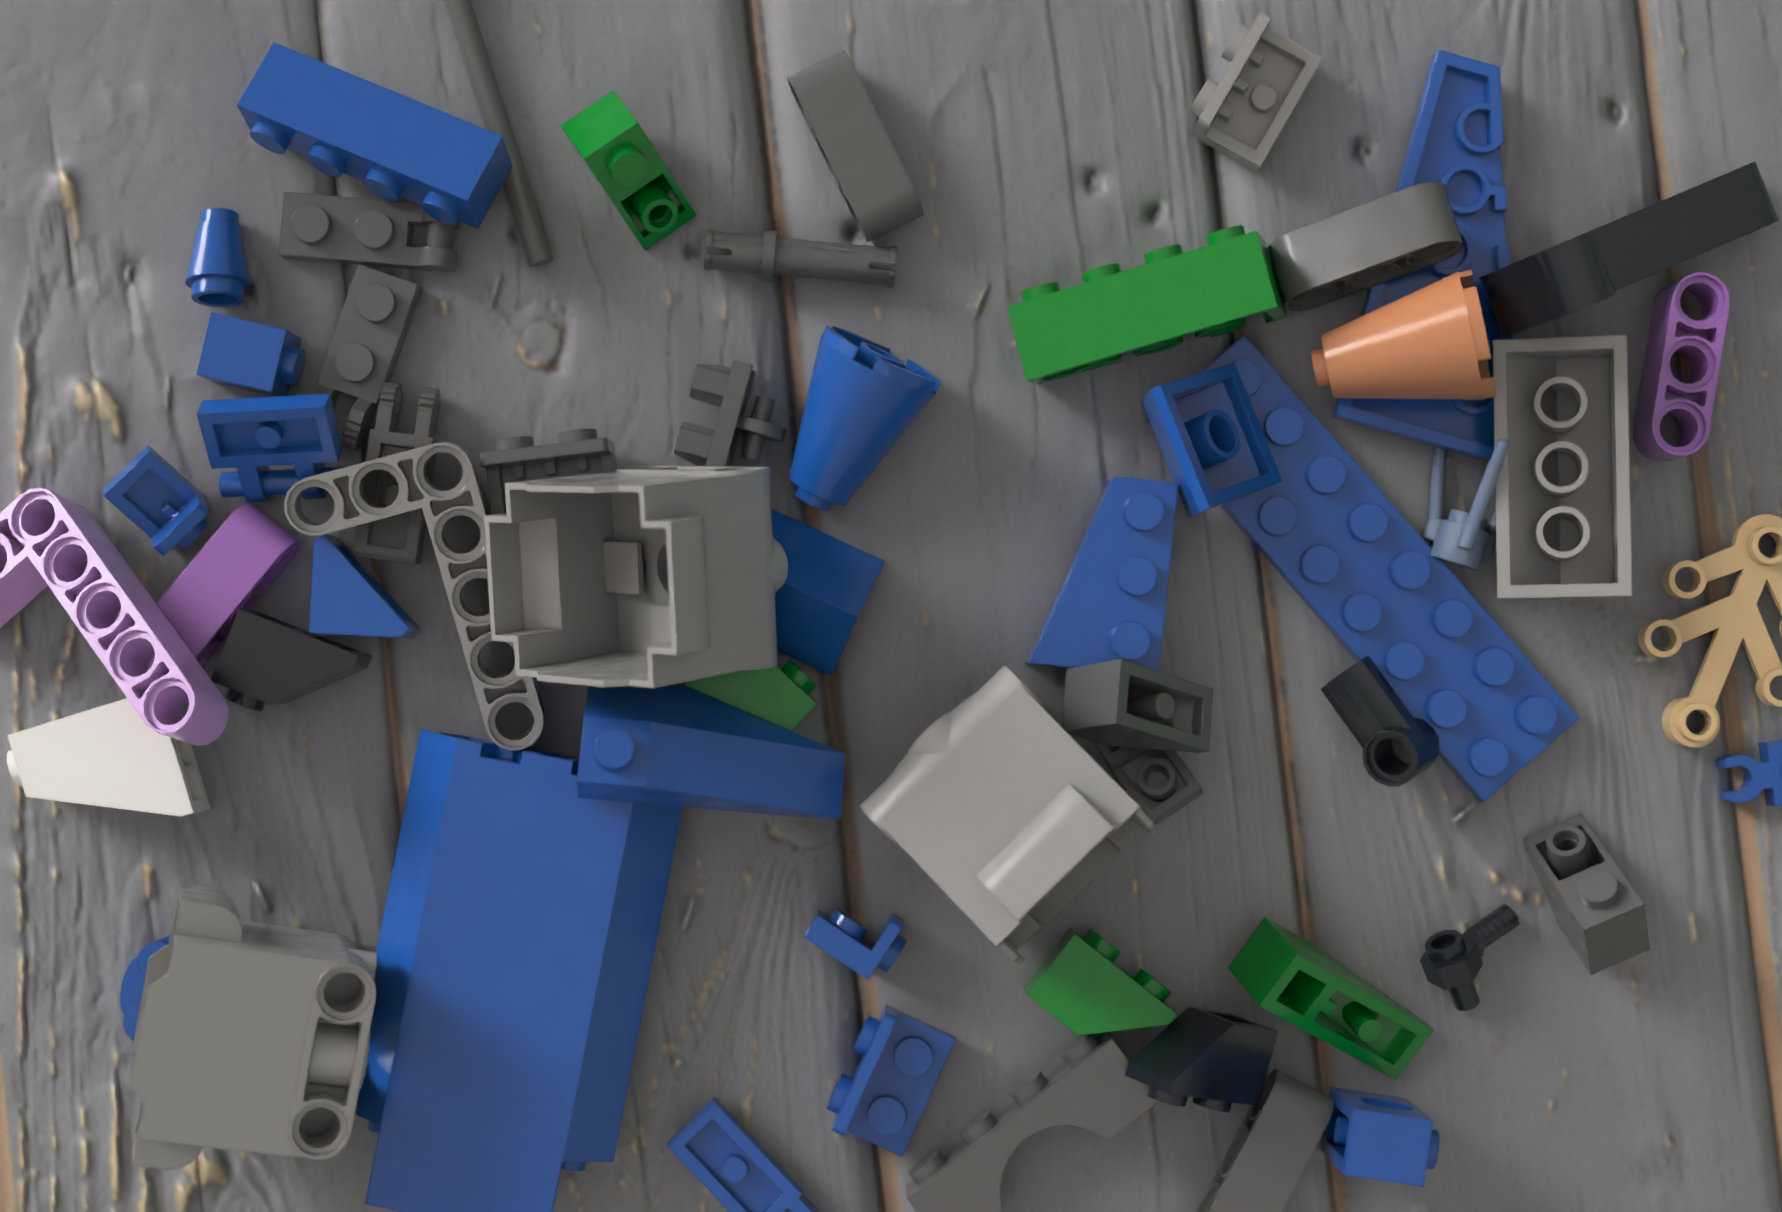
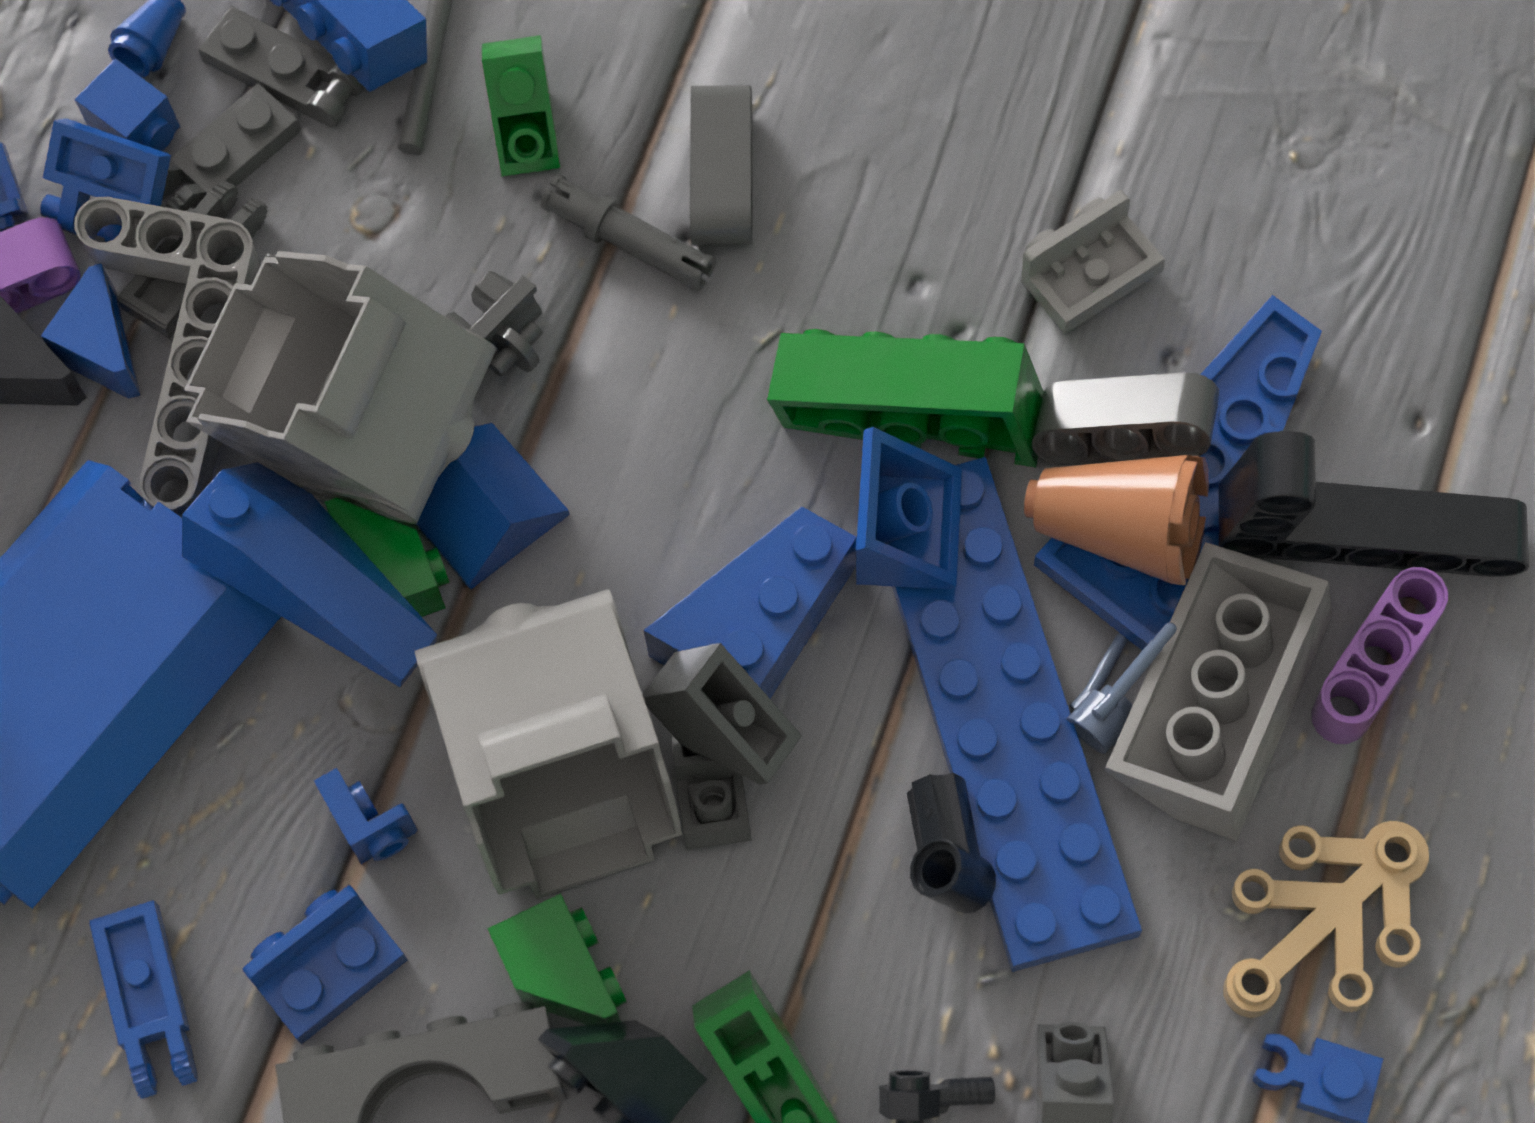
camera: 30 degrees right, 20 degrees down
(853, 415) = (600, 368): blue cone -> none

